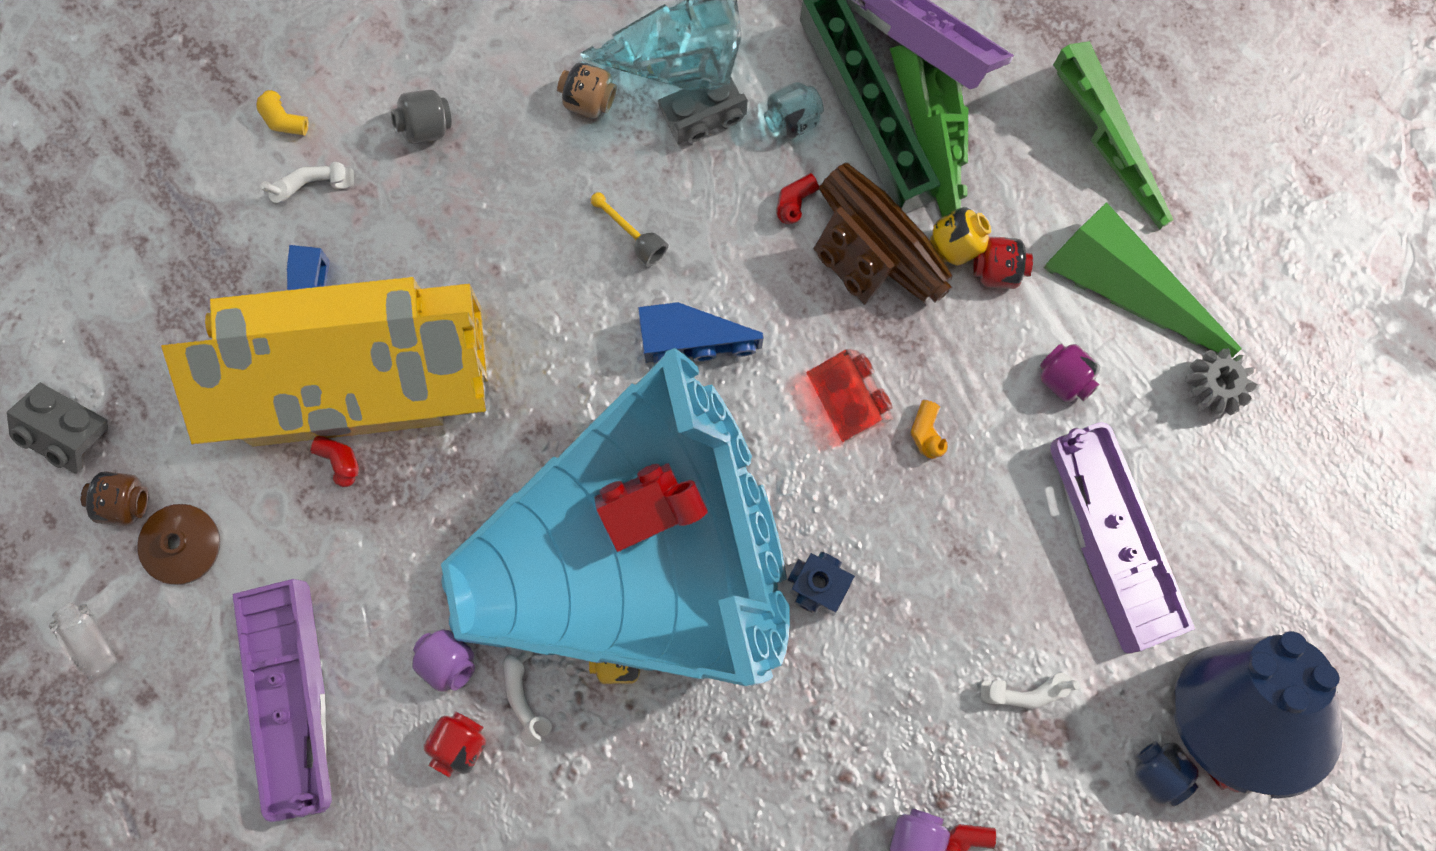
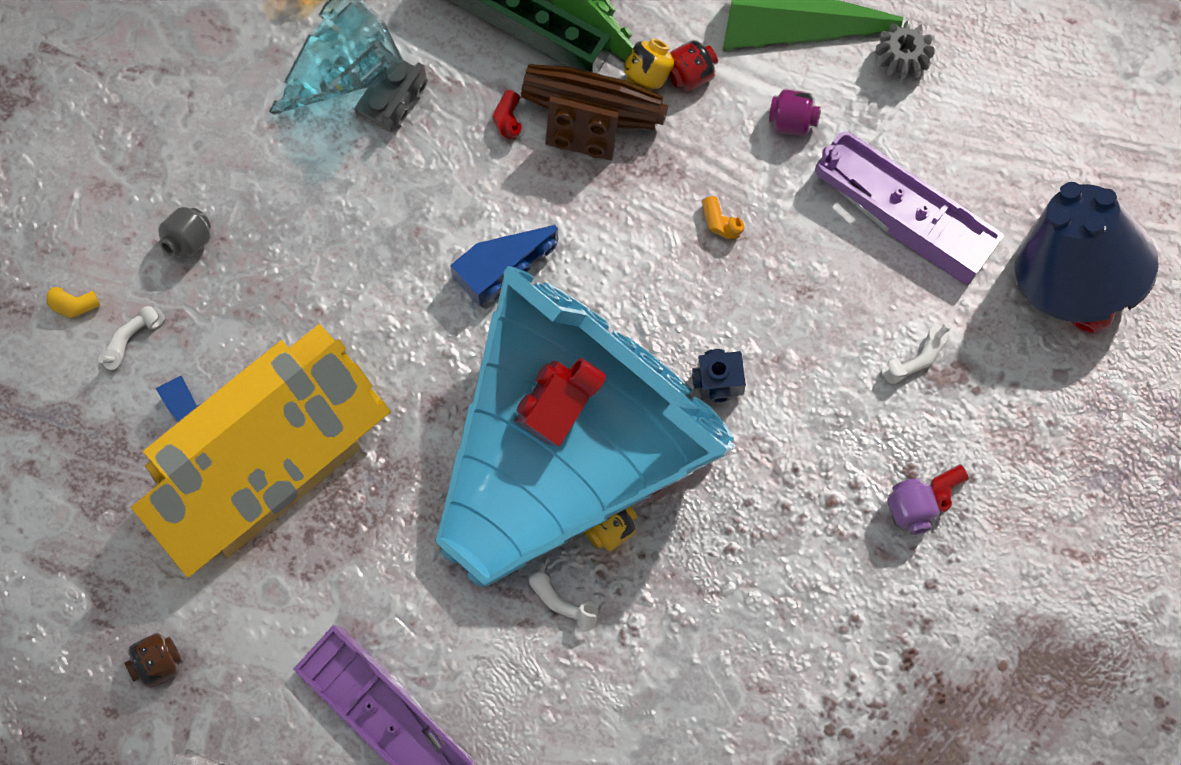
camera: 30 degrees left, 5 degrees down
(54, 426) = (68, 640): dark grey bracket -> none
(197, 546) = (236, 676): reddish brown dish -> none
(341, 458) = (301, 519): red arm -> none
(443, 660) = (485, 610): medium lavender head -> none
(454, 744) = (535, 663): red head -> none
(587, 90) = (295, 134): medium nougat head -> none
(647, 247) = (423, 219): hinge -> none
(793, 110) = (461, 51): clear light blue head -> none
(850, 394) = (646, 229): clear red bracket -> none
(1166, 773) = (1051, 346): dark blue head -> none

